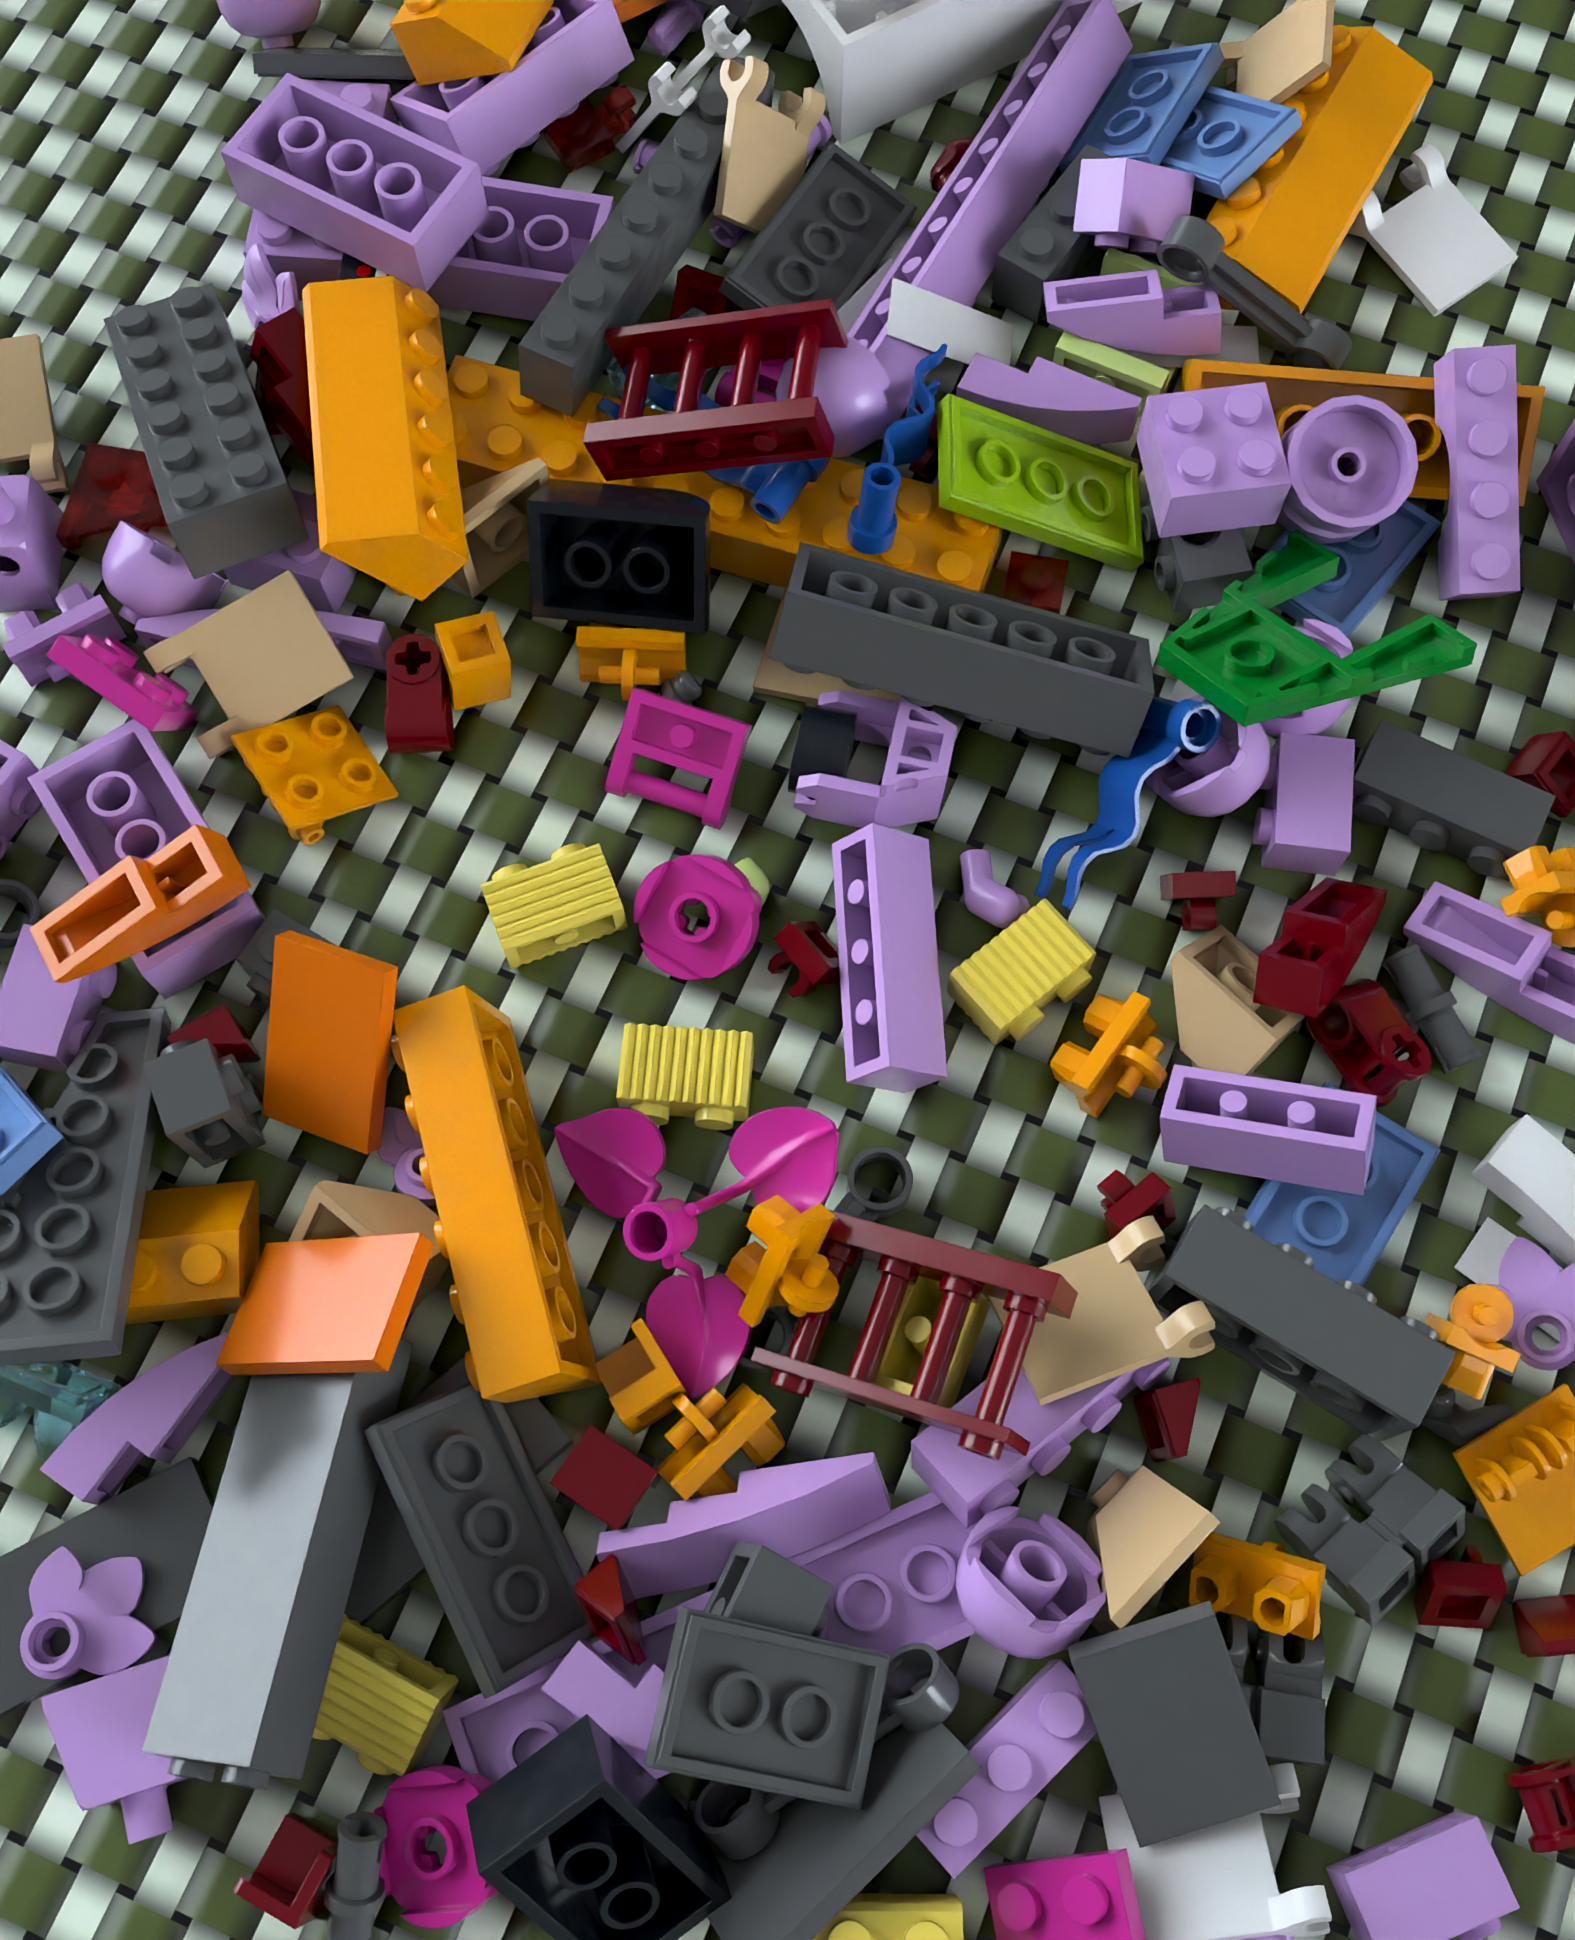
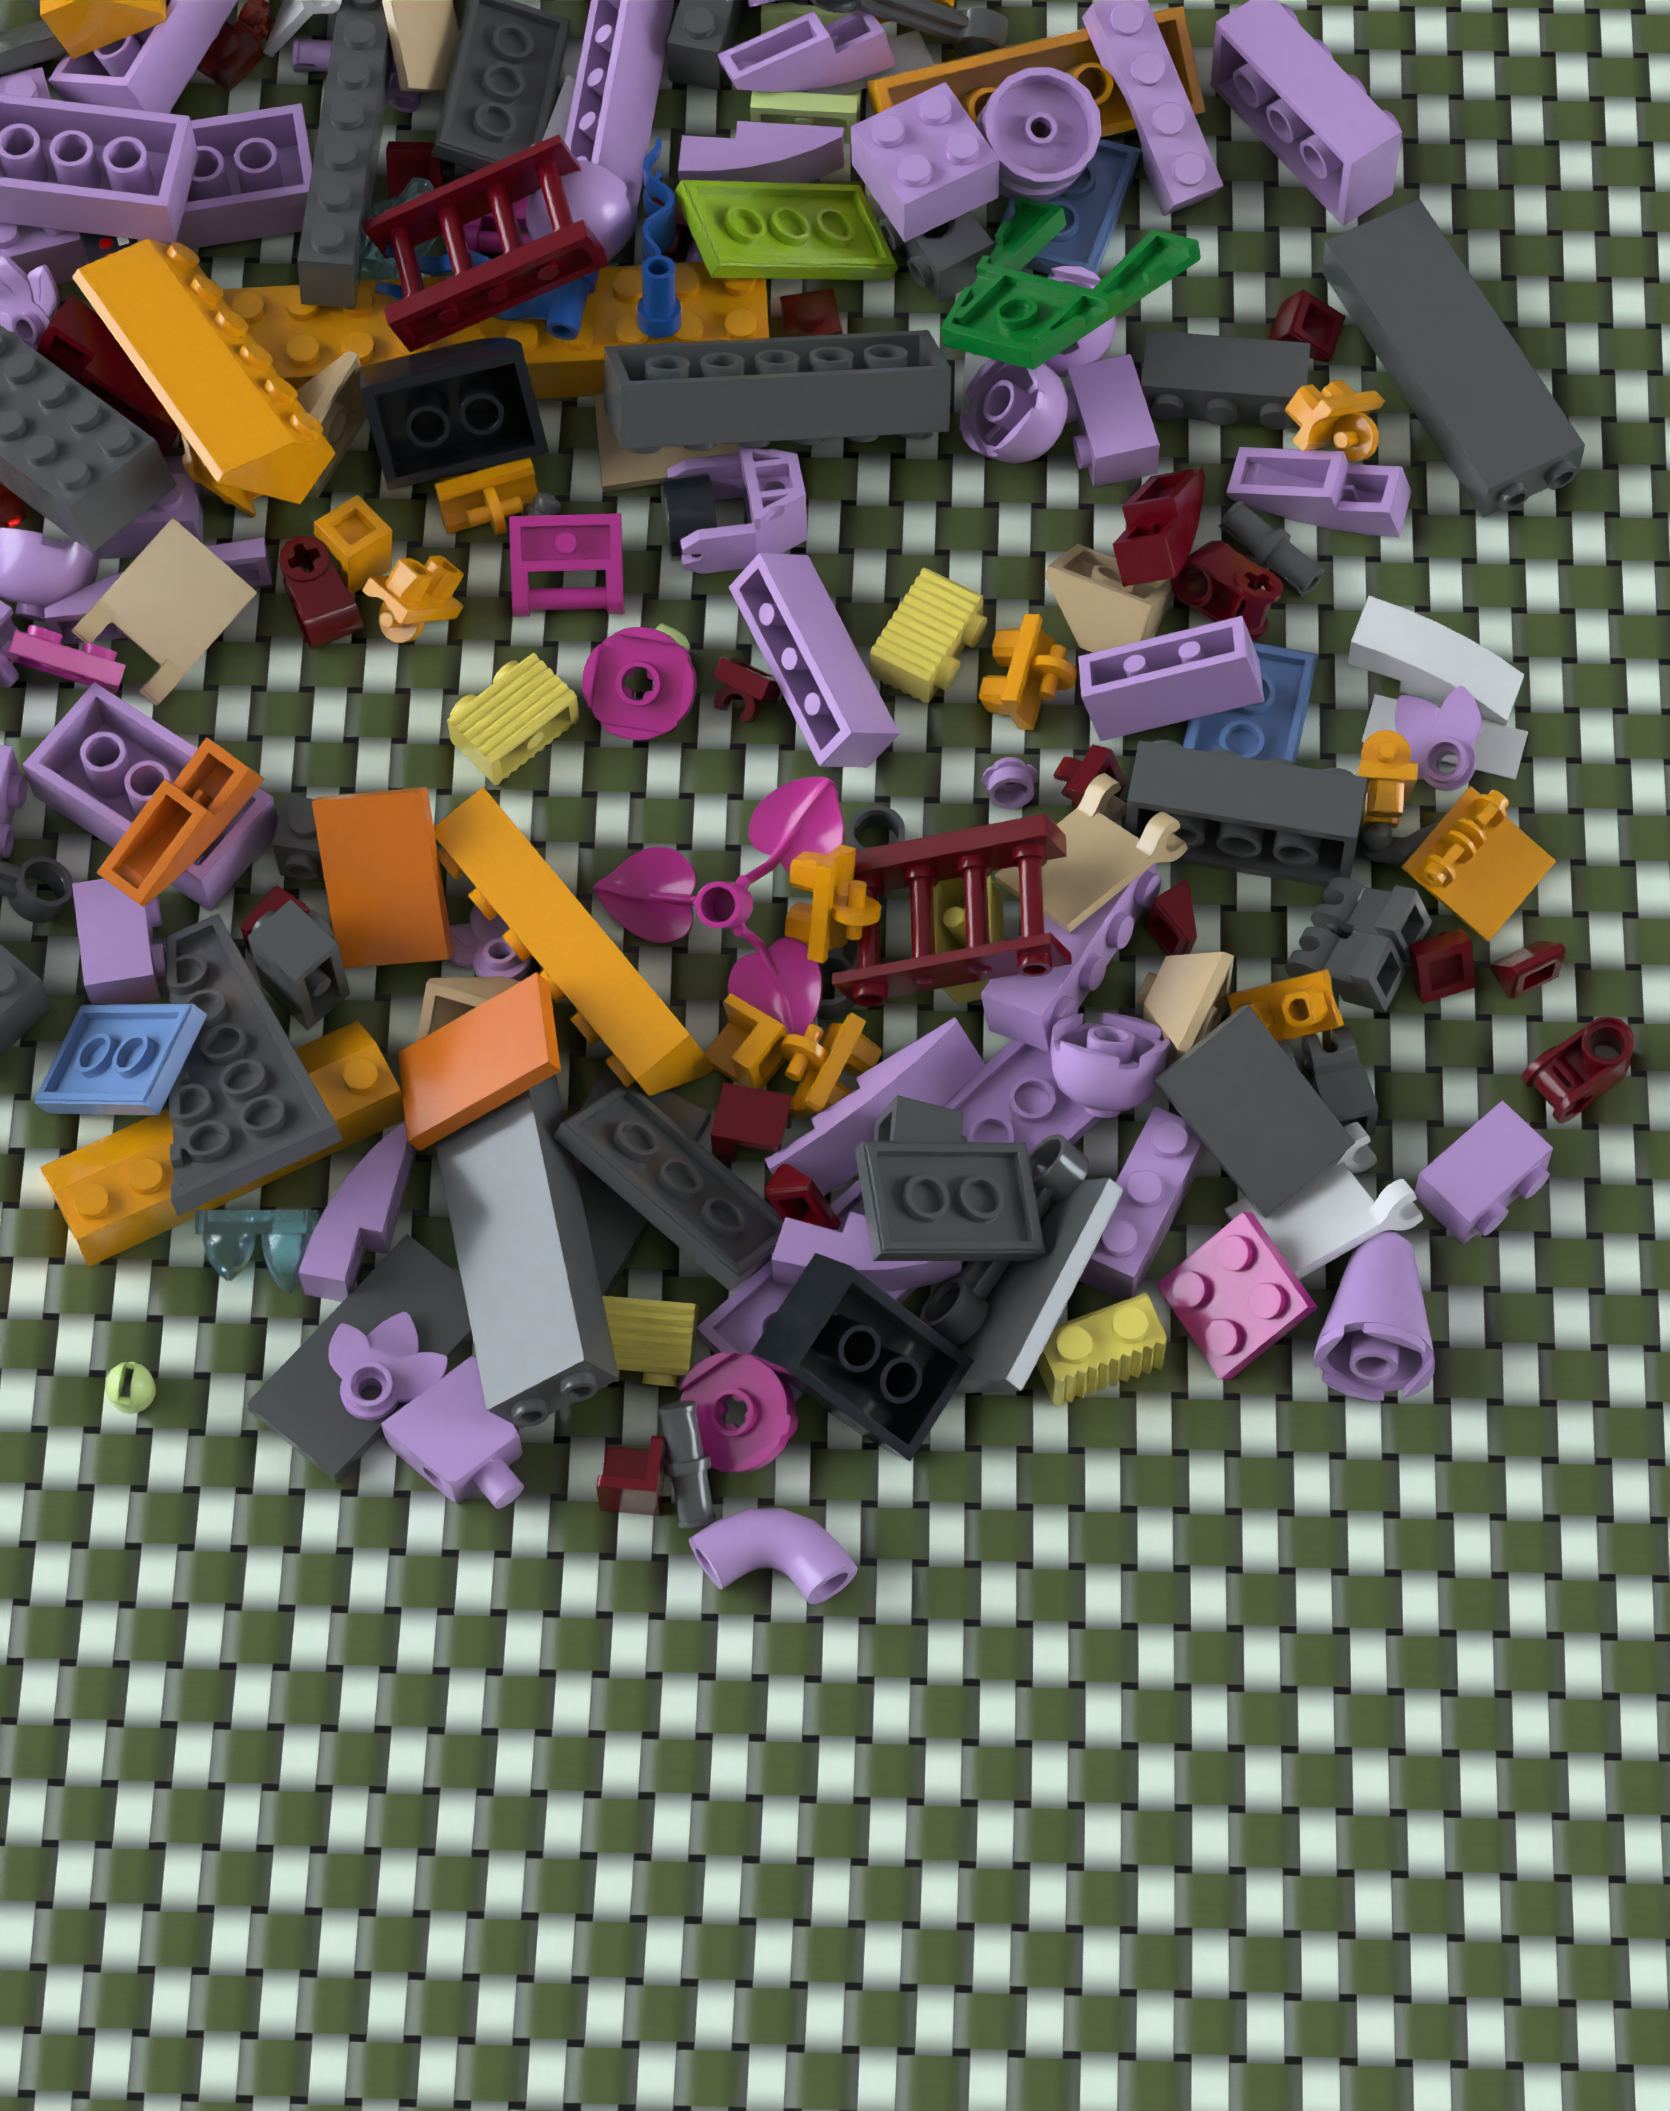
camera: 20 degrees left, 5 degrees down
(313, 770) = (250, 686): light orange hinge -> none
(507, 738) = (415, 596): none -> light orange hips
(686, 1074) = (684, 807): light yellow brick -> none
(934, 320) = (642, 120): white sticker -> none
(987, 897) = (870, 587): lavender arm -> none
(1047, 1173) = (1010, 782): none -> lavender plate
(1165, 732) = (970, 400): blue flag -> none
(1198, 895) = (1049, 523): dark red tile -> none

